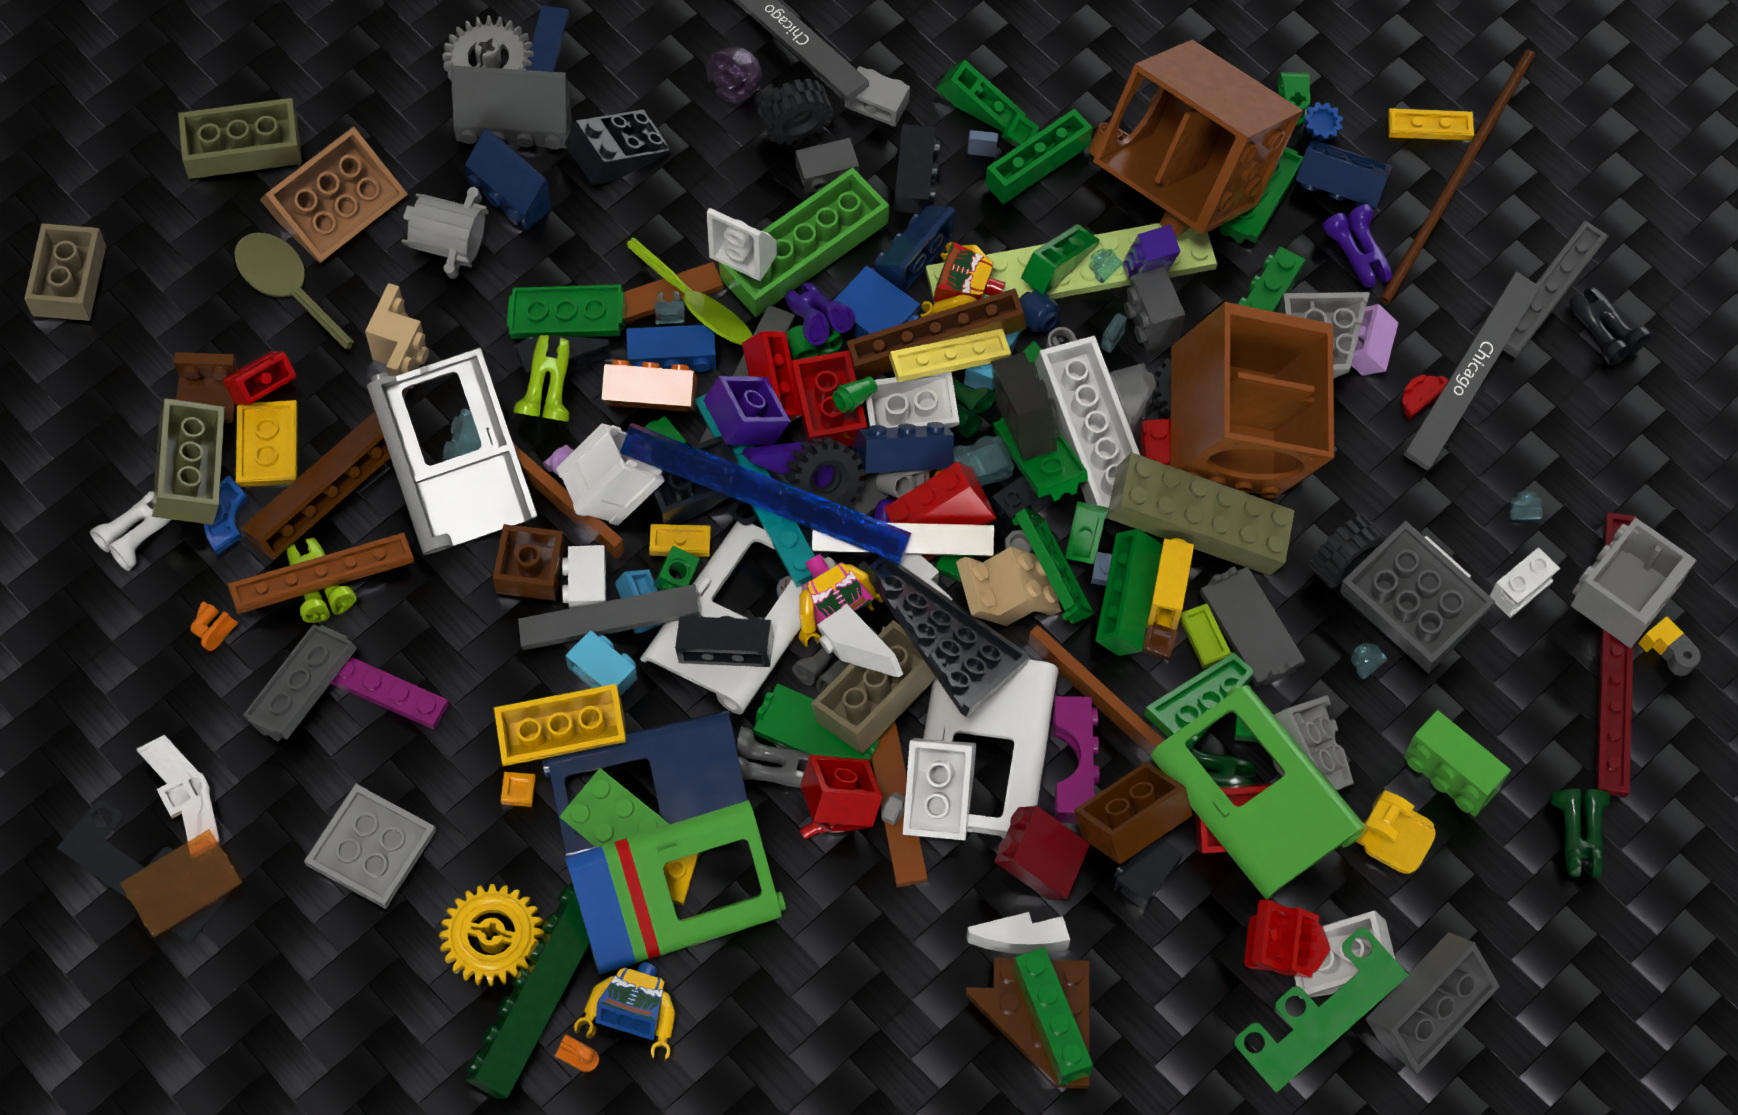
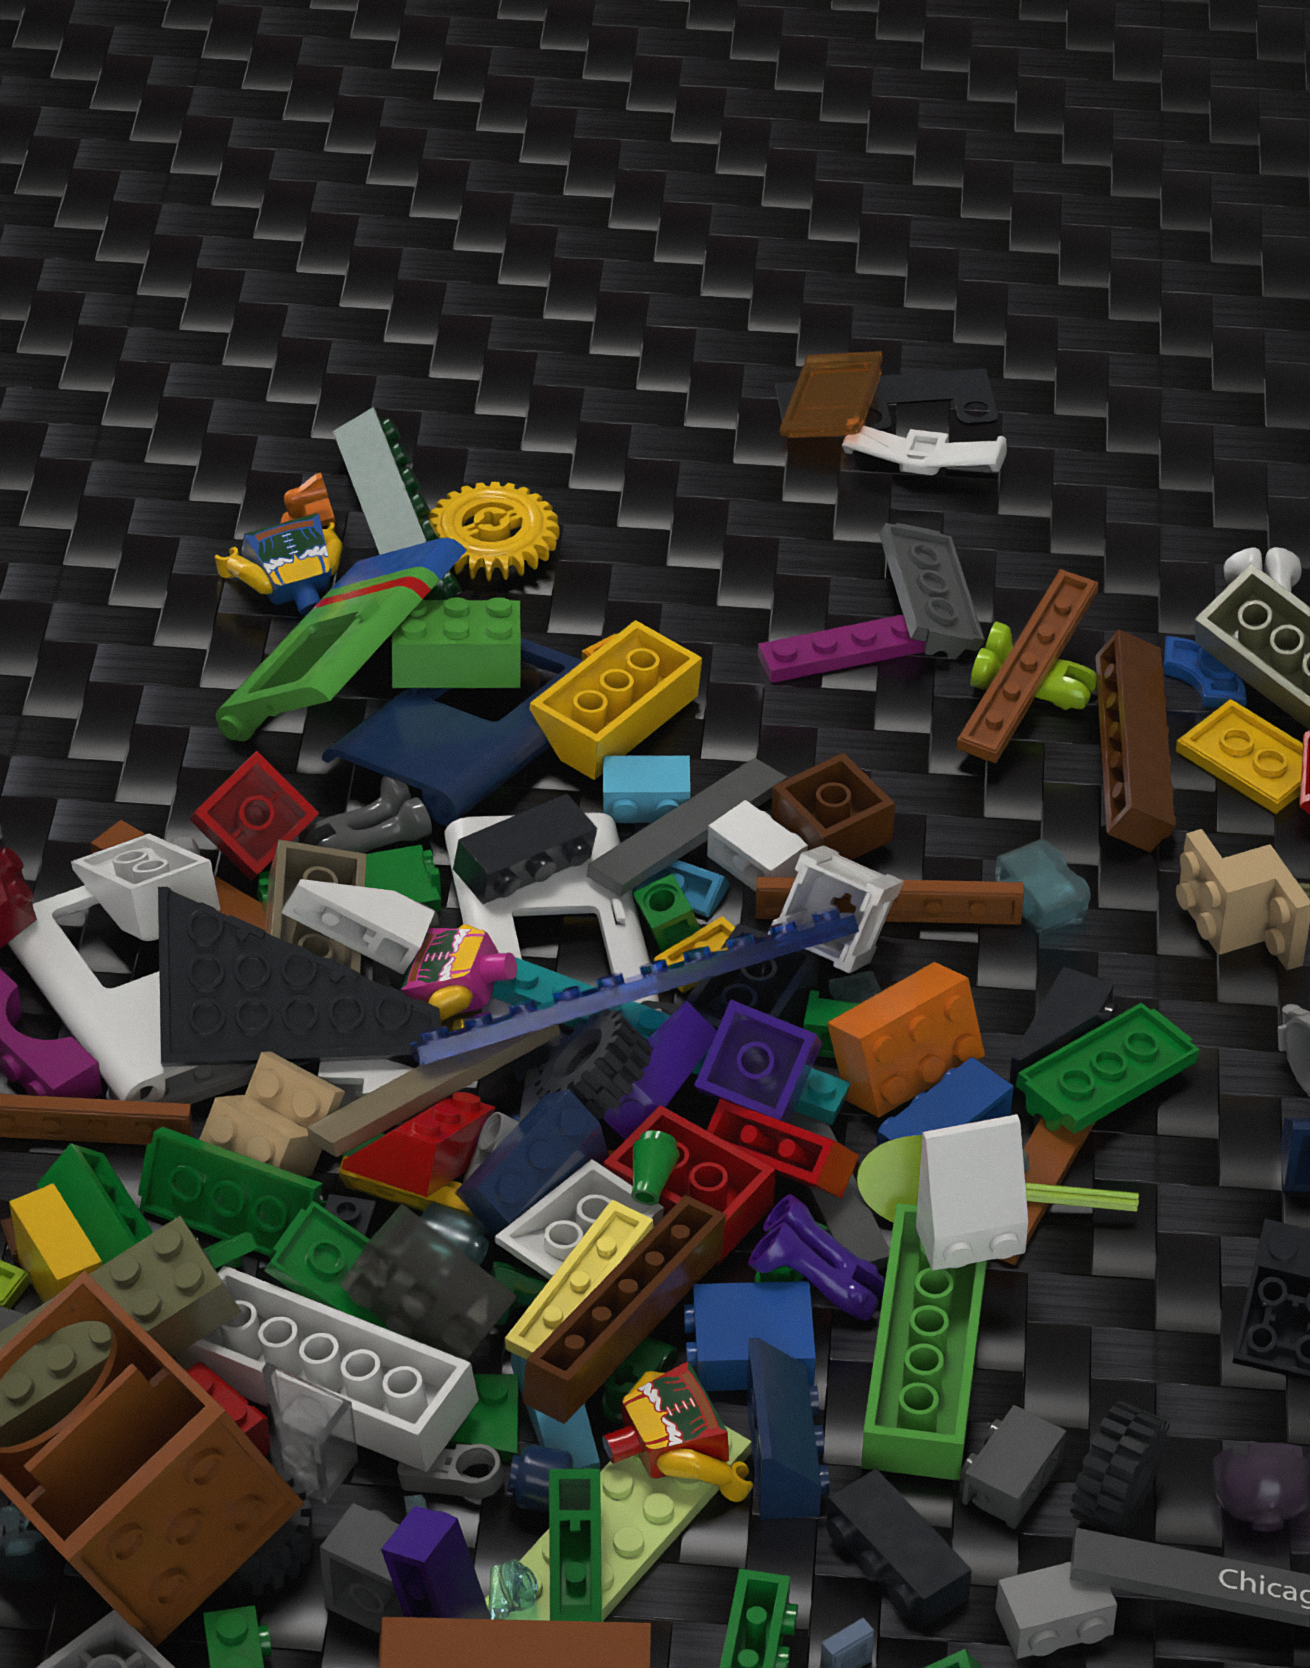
camera: 140 degrees right, 20 degrees down
(219, 630) = (1106, 592): orange piece -> none
(370, 846) = (696, 527): light grey plate -> none
(466, 493) = (998, 804): piece -> none
(557, 367) = (1023, 966): lime piece -> none
(557, 458) = (926, 940): lavender plate -> none
(679, 877) = (366, 691): yellow plate -> none

